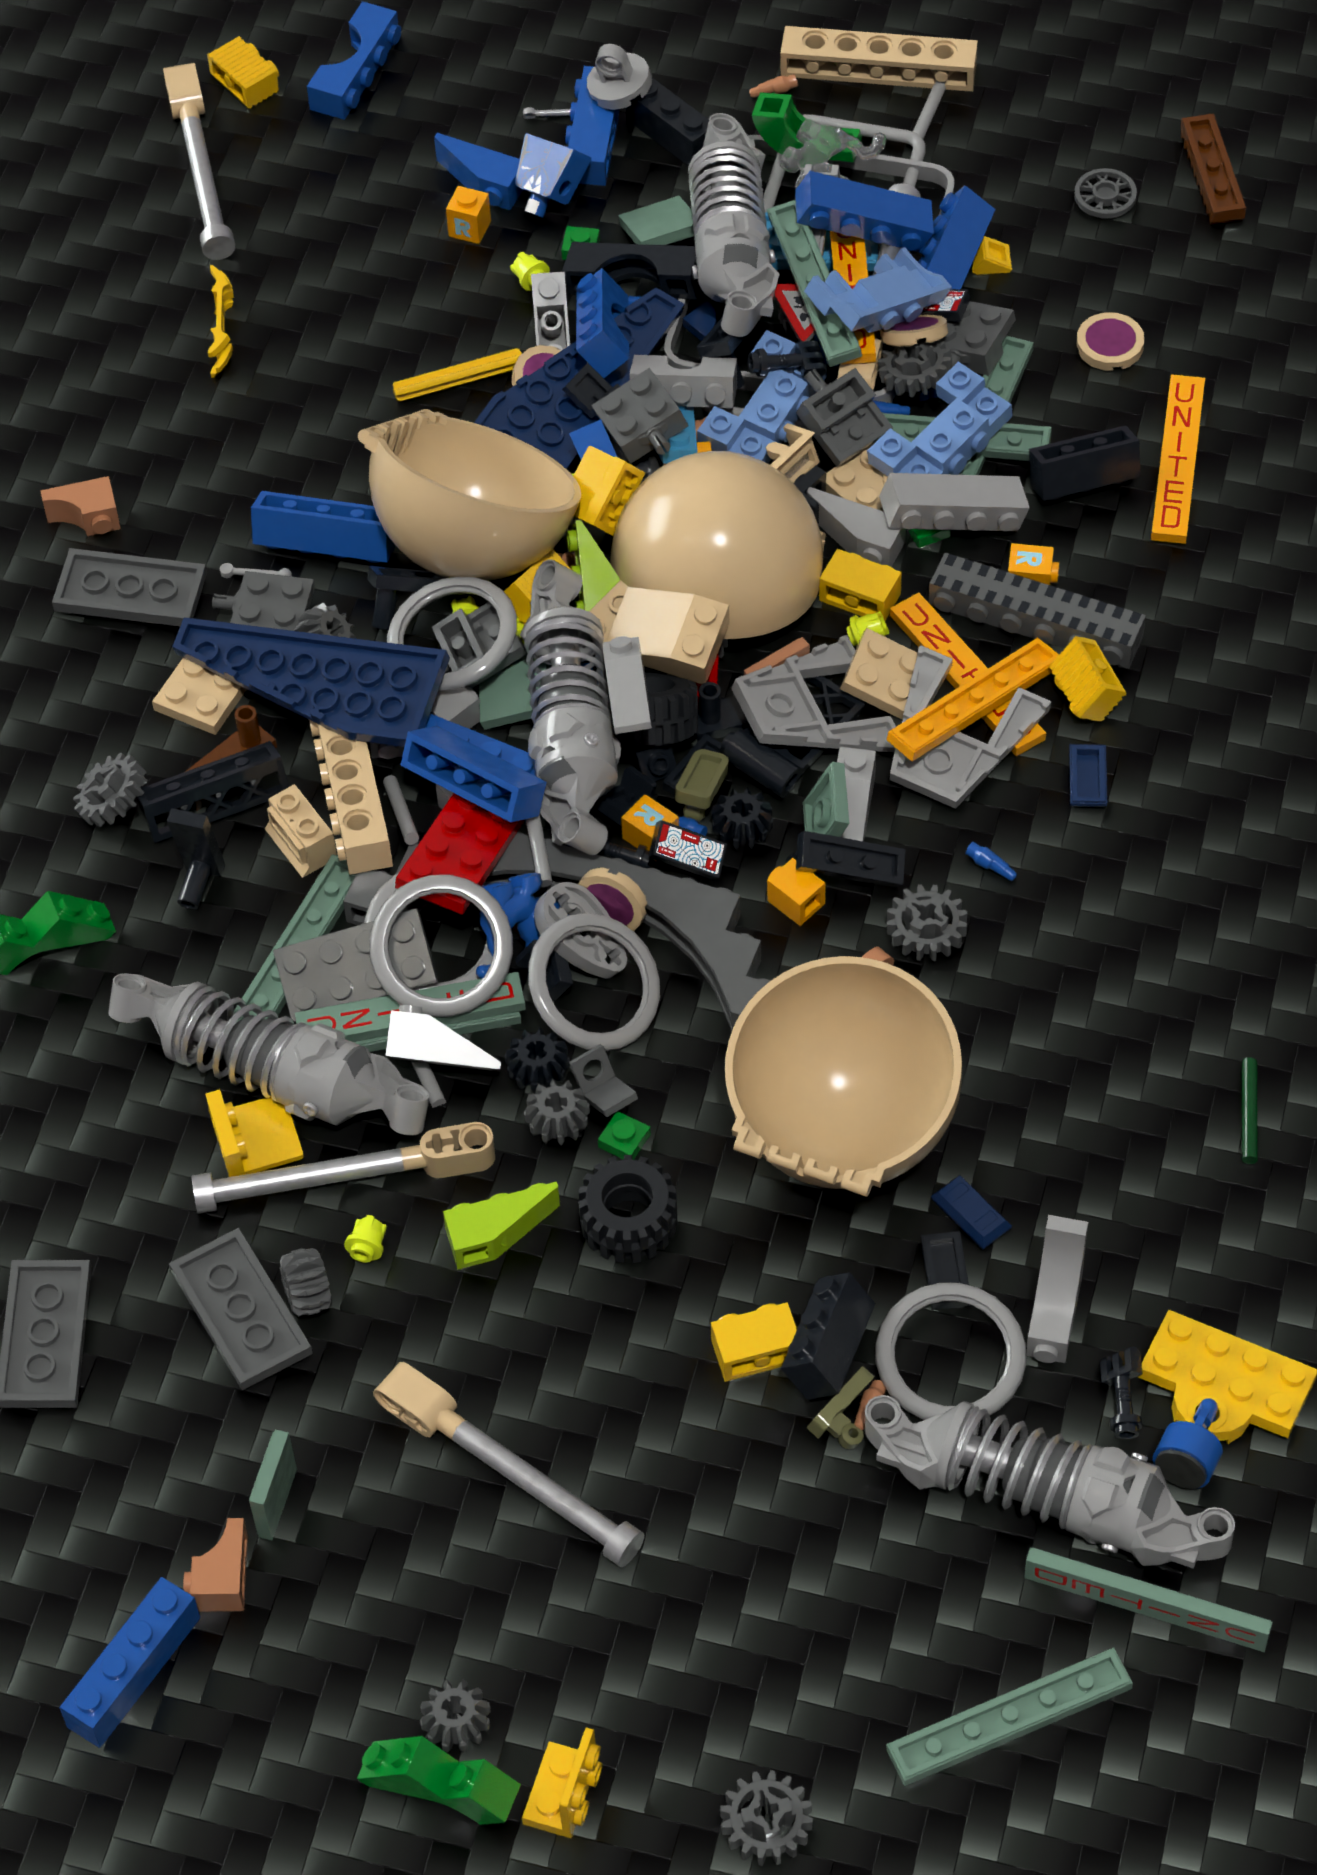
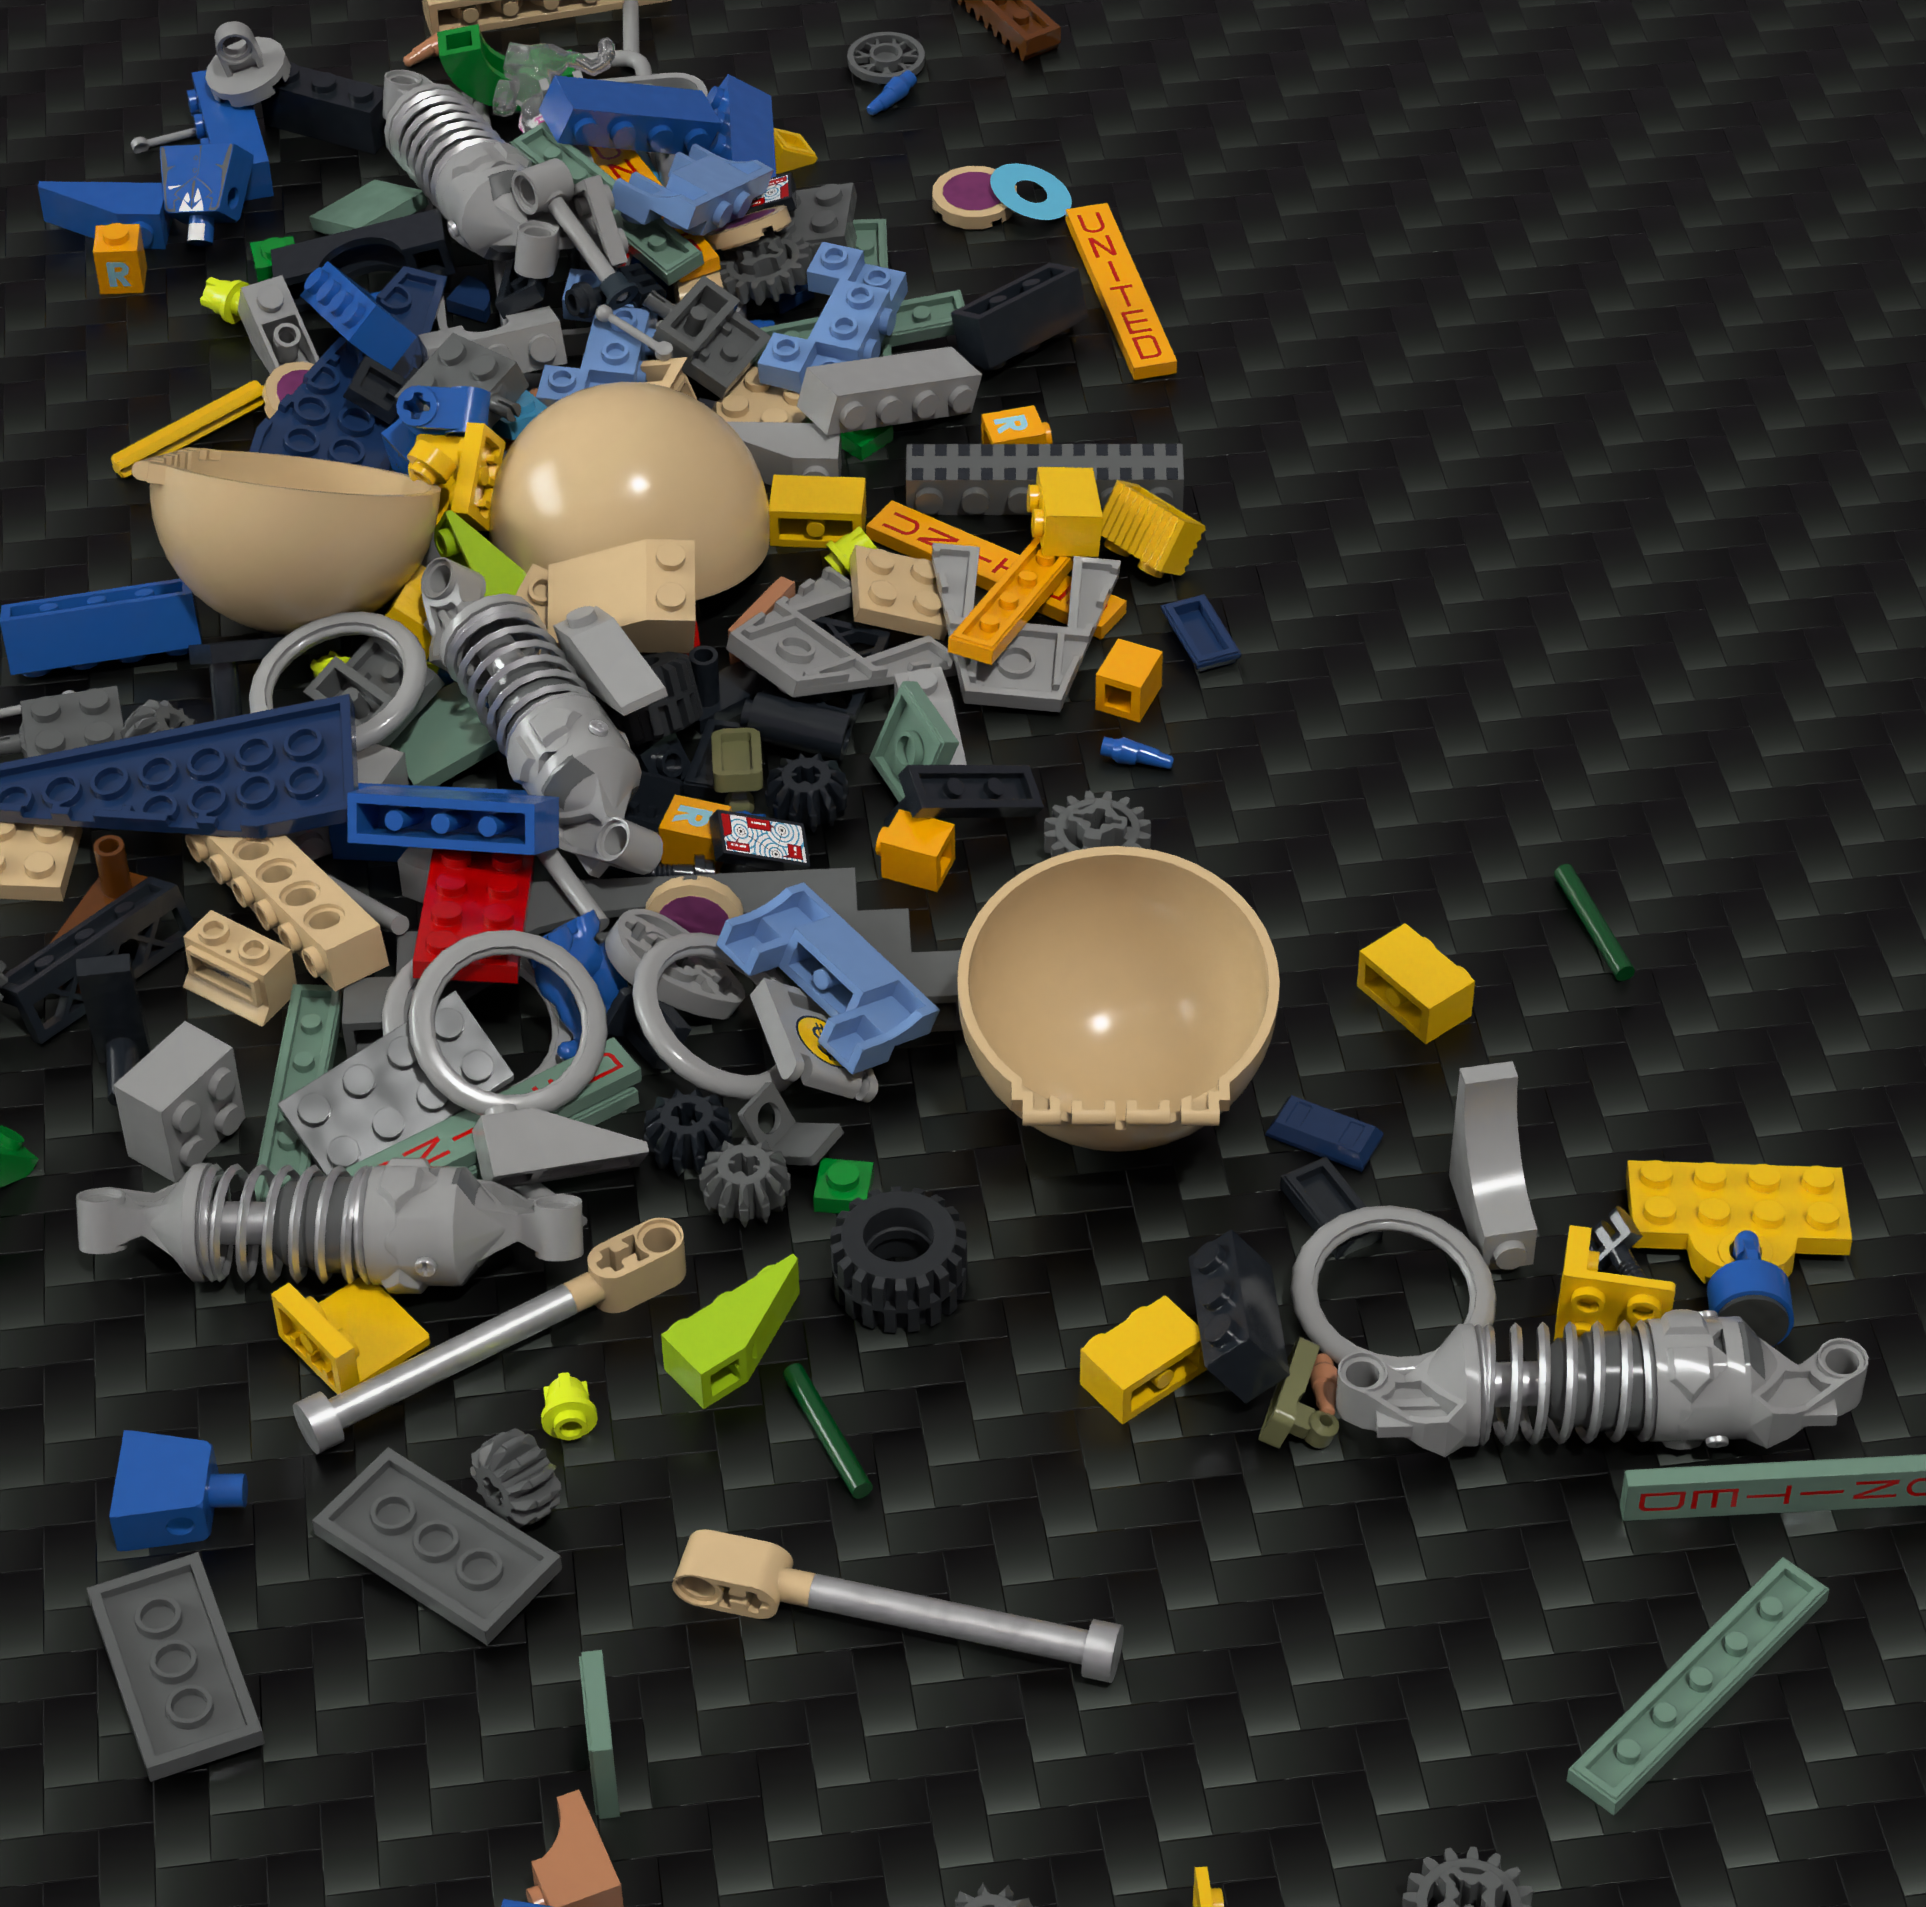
camera: 25 degrees left, 10 degrees down
(90, 1208) = (169, 1491): none -> blue torso
(214, 925) = (180, 1101): none -> light grey brick
(527, 1316) = (827, 1431): none -> dark green bar
(581, 478) = (429, 464): none -> yellow plate
(613, 437) = (448, 410): none -> blue piece
(653, 1027) = (792, 1030): none -> light grey container
(684, 974) = (836, 967): none -> medium blue bracket
(760, 268) = (548, 188): none -> light grey piece
(791, 291) = (593, 208): none -> light grey plate
(801, 420) = (662, 349): none -> light grey hinge
(1013, 800) = (1128, 680): none -> light orange brick
(1029, 648) = (1066, 511): none -> yellow brick
(1073, 1416) = (1604, 1296): none -> yellow bracket
(1092, 1117) = (1415, 983): none -> yellow brick
(1096, 226) = (893, 91): none -> blue piece
(1161, 369) = (1003, 186): none -> medium azure piece

